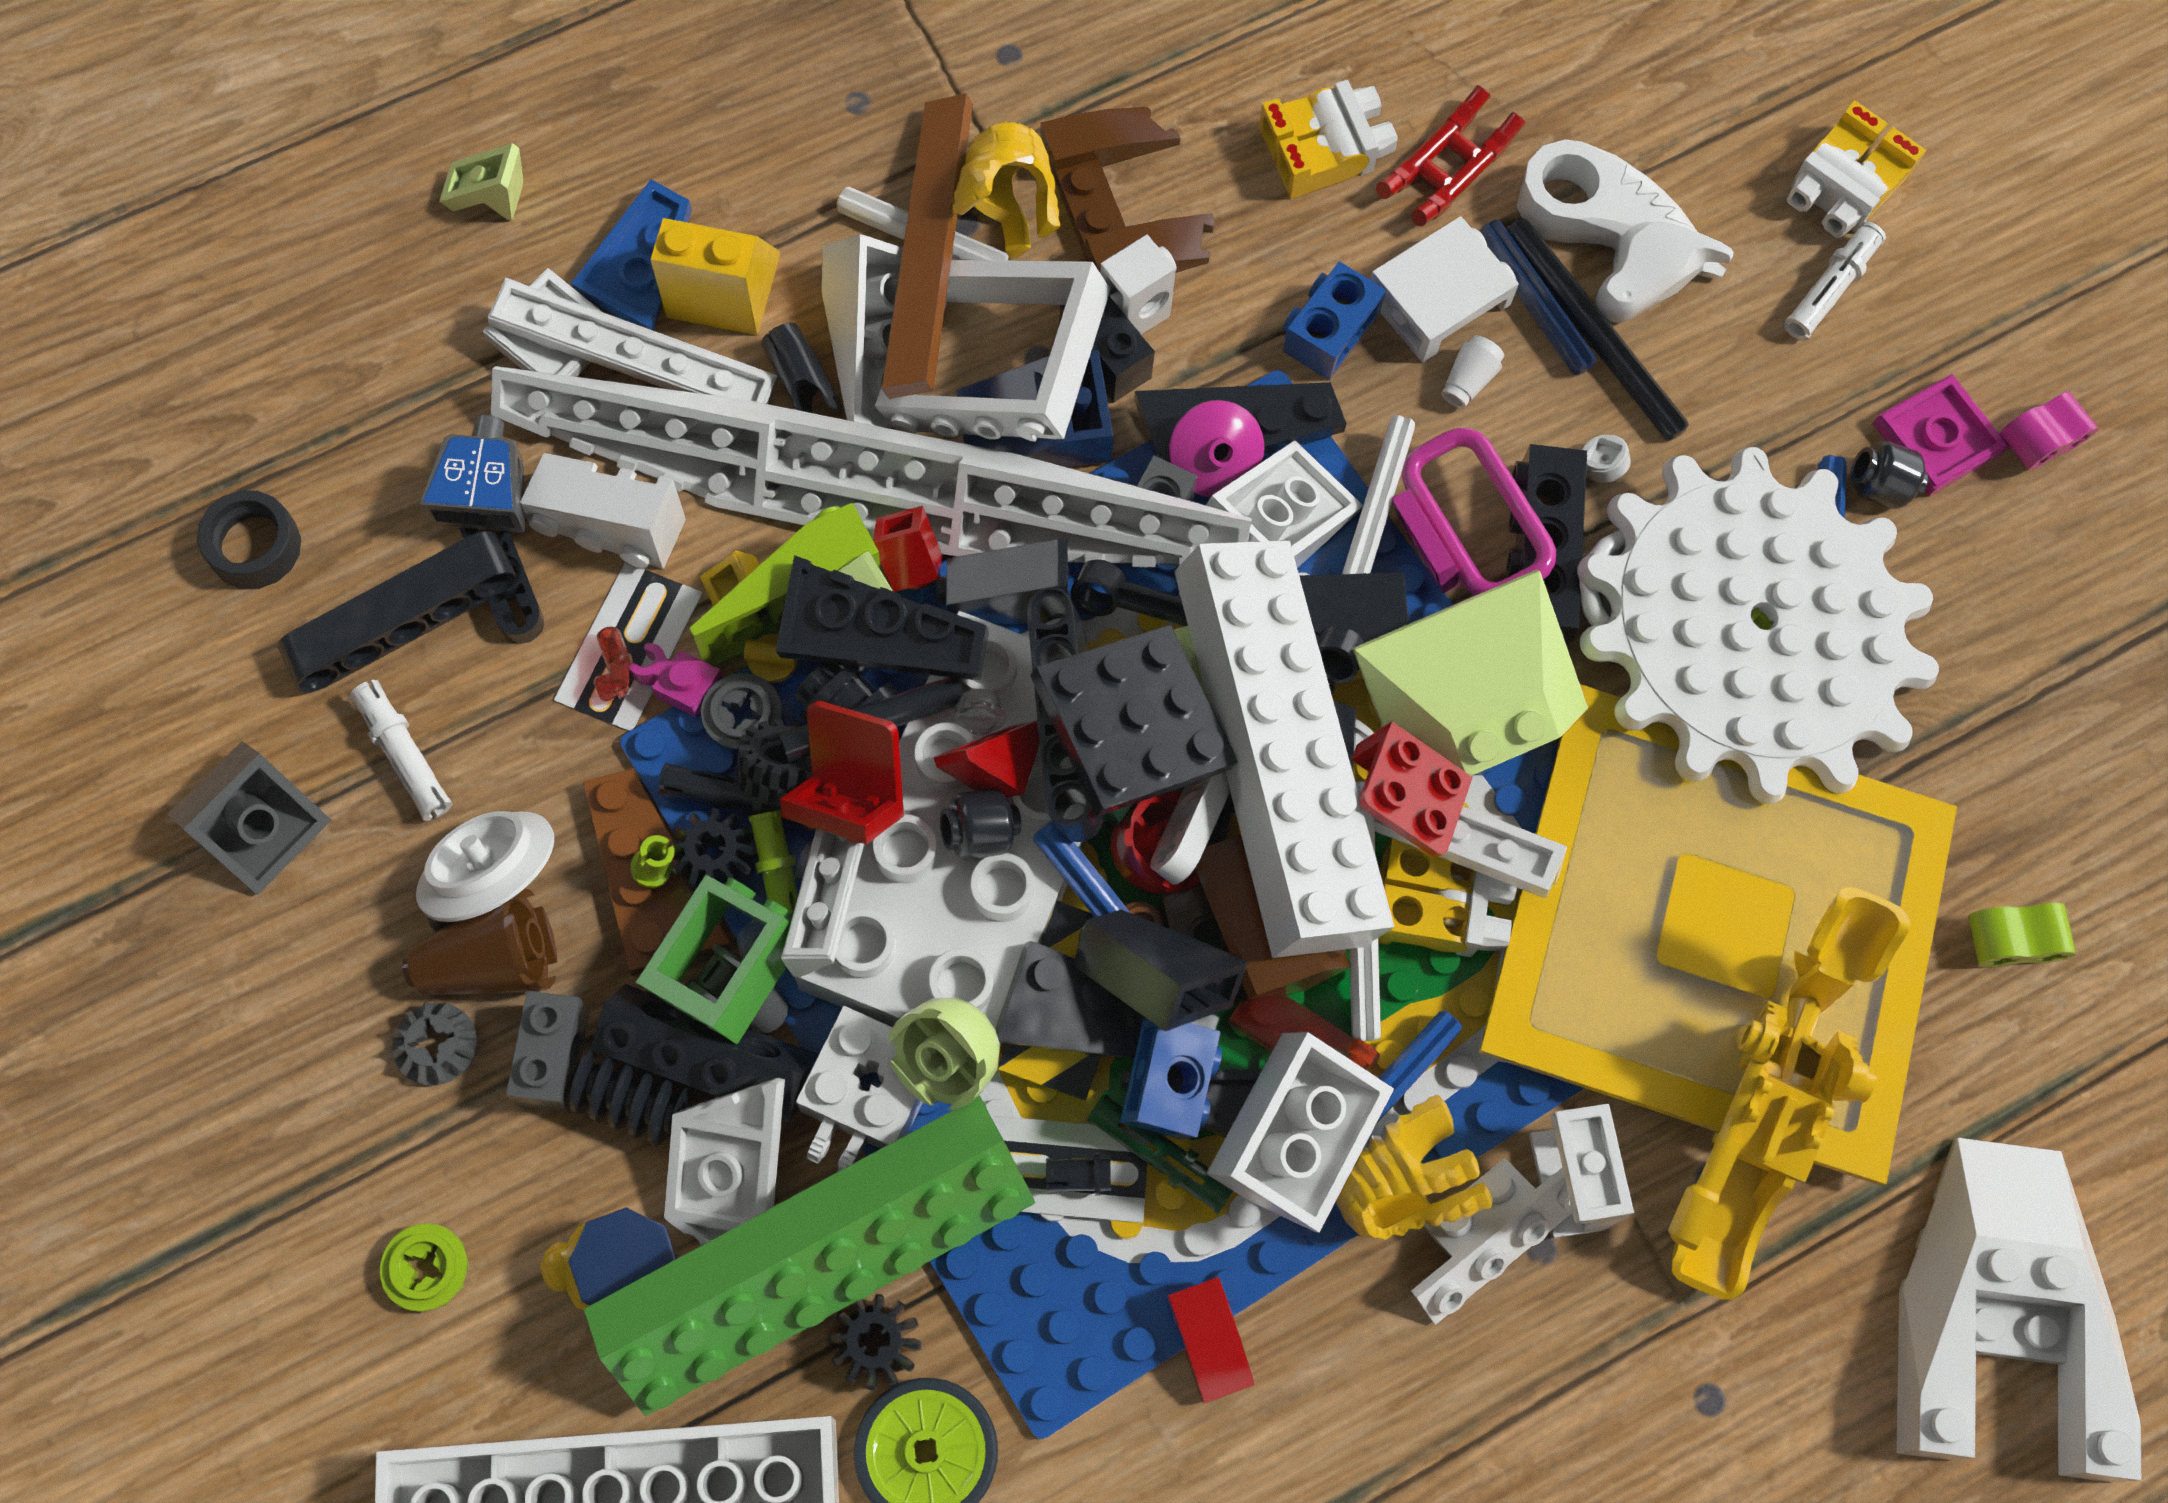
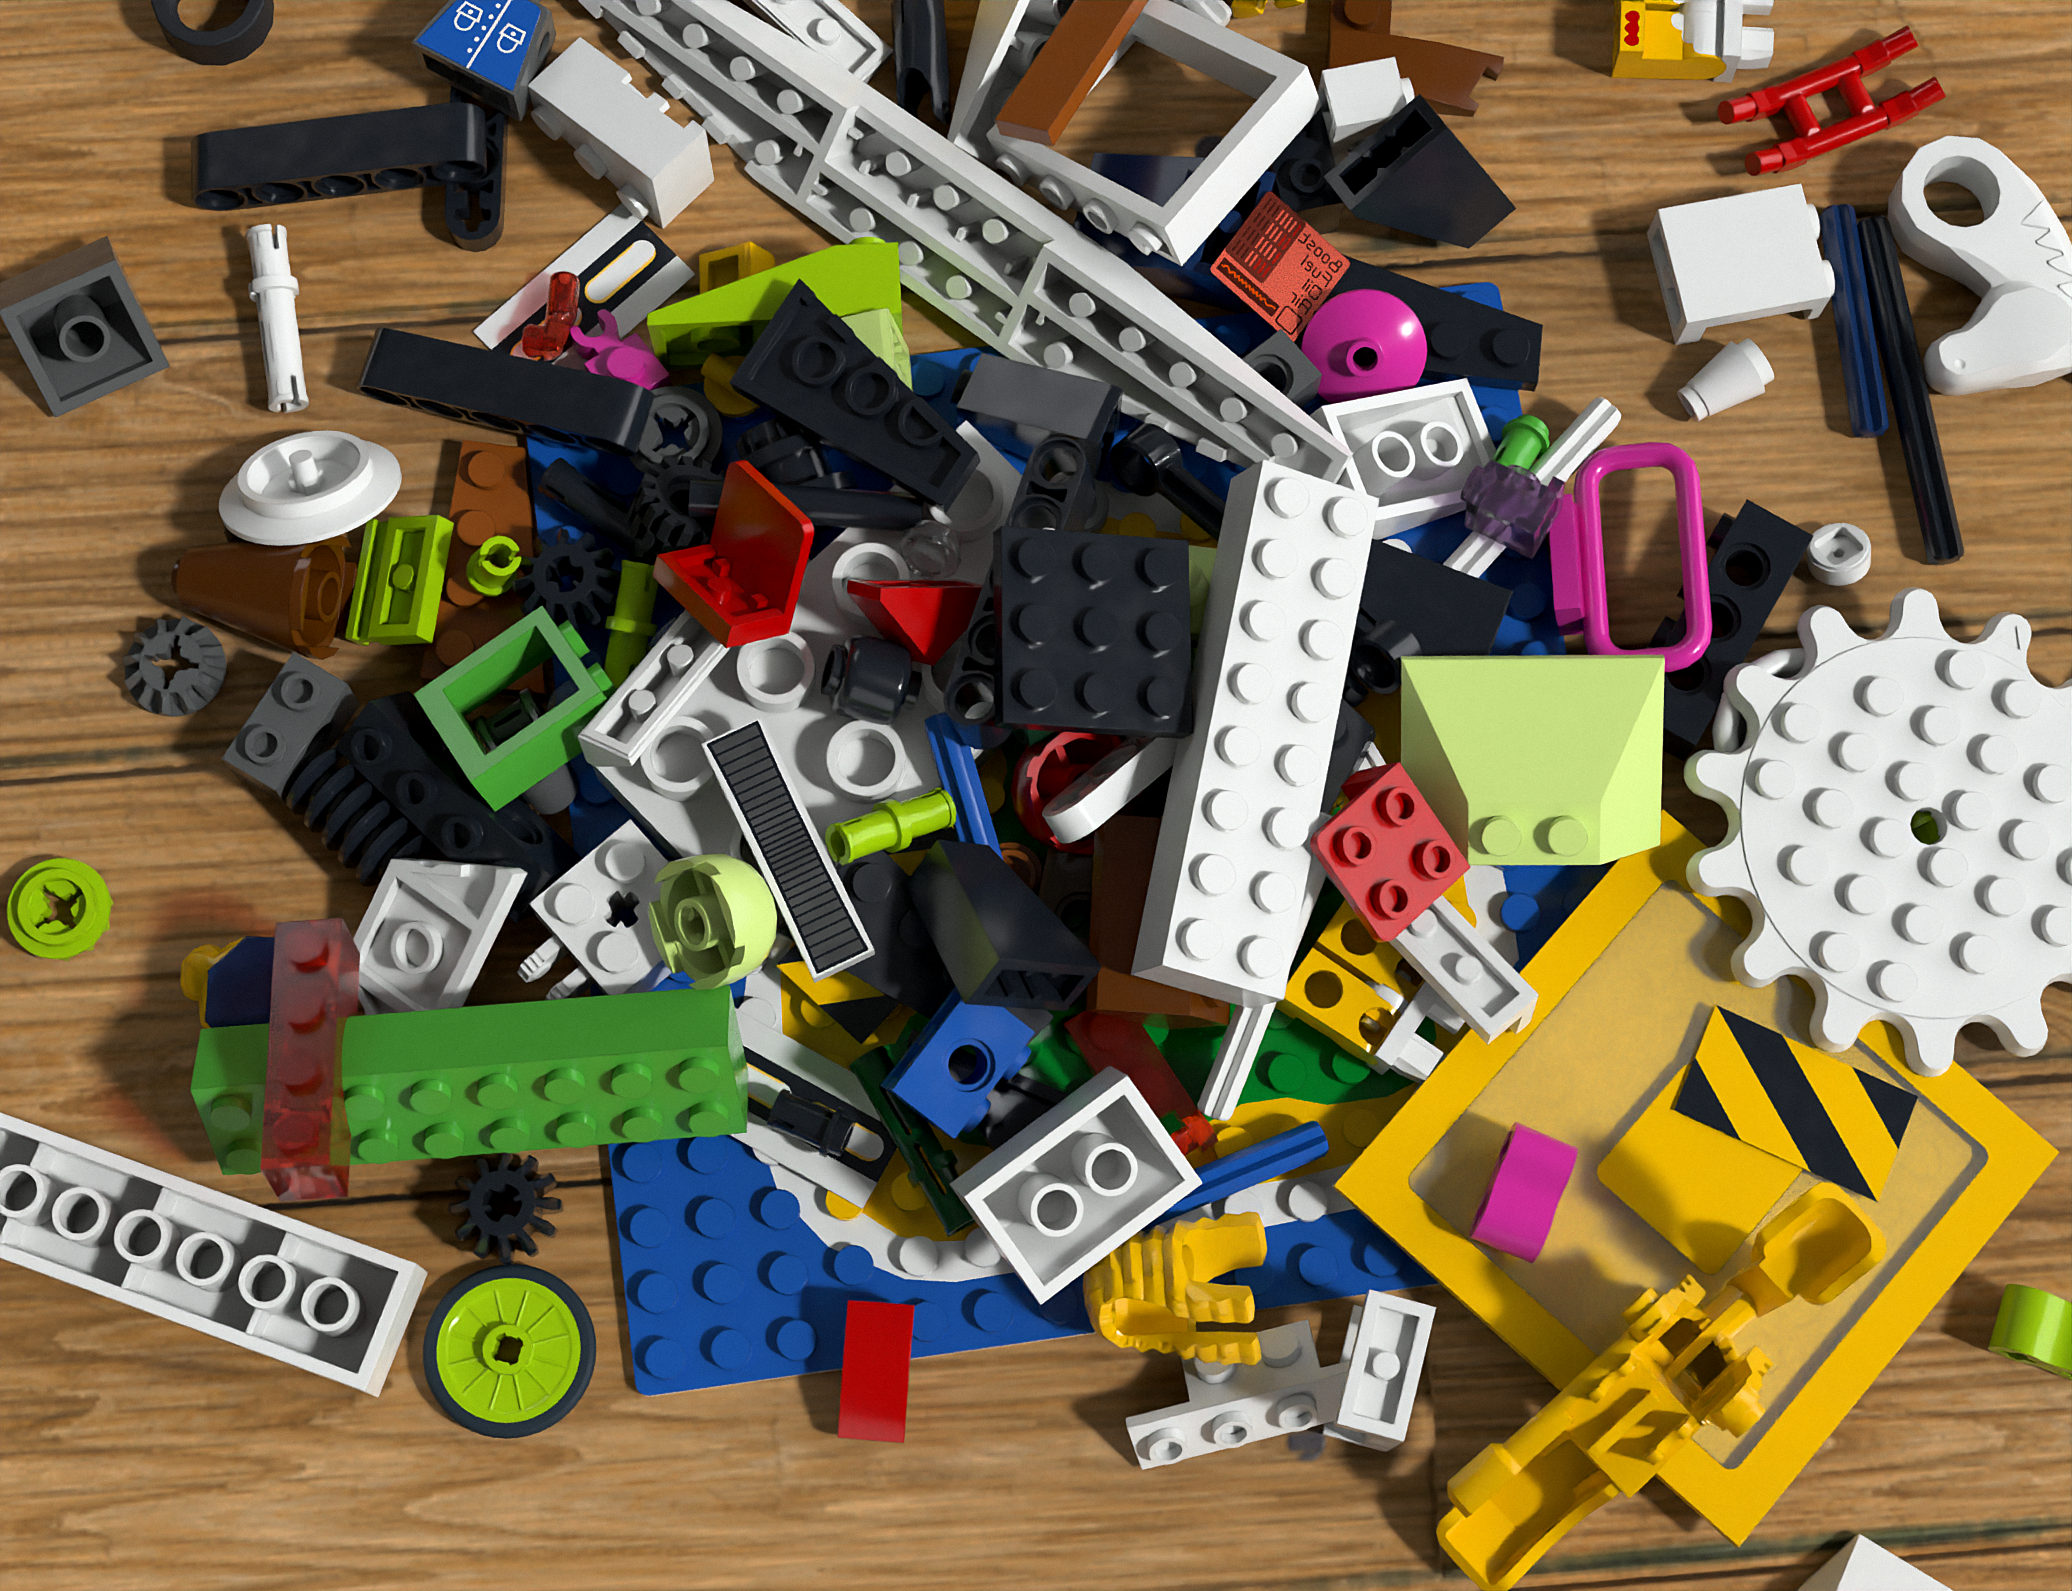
camera: 25 degrees right, 5 degrees up
(582, 905) = (399, 580): none -> lime plate
(602, 731) = (506, 392): none -> black beam
(689, 1312) = (304, 1106): none -> clear red arch
(908, 549) = (944, 322): red brick -> none
(977, 975) = (788, 849): none -> tile
(1044, 925) = (890, 825): none -> lime pin
(1131, 412) = (1280, 266): none -> clear red sticker
(1202, 312) = (1420, 180): none -> black slope
(1338, 322) = (1594, 259): blue brick -> none
(1356, 469) = (1522, 442): none -> bright green pin
(1373, 513) = (1511, 505): none -> clear purple brick
(1618, 995) = (1523, 1192): none -> dark pink axle
(1766, 849) = (1796, 1103): none -> sticker

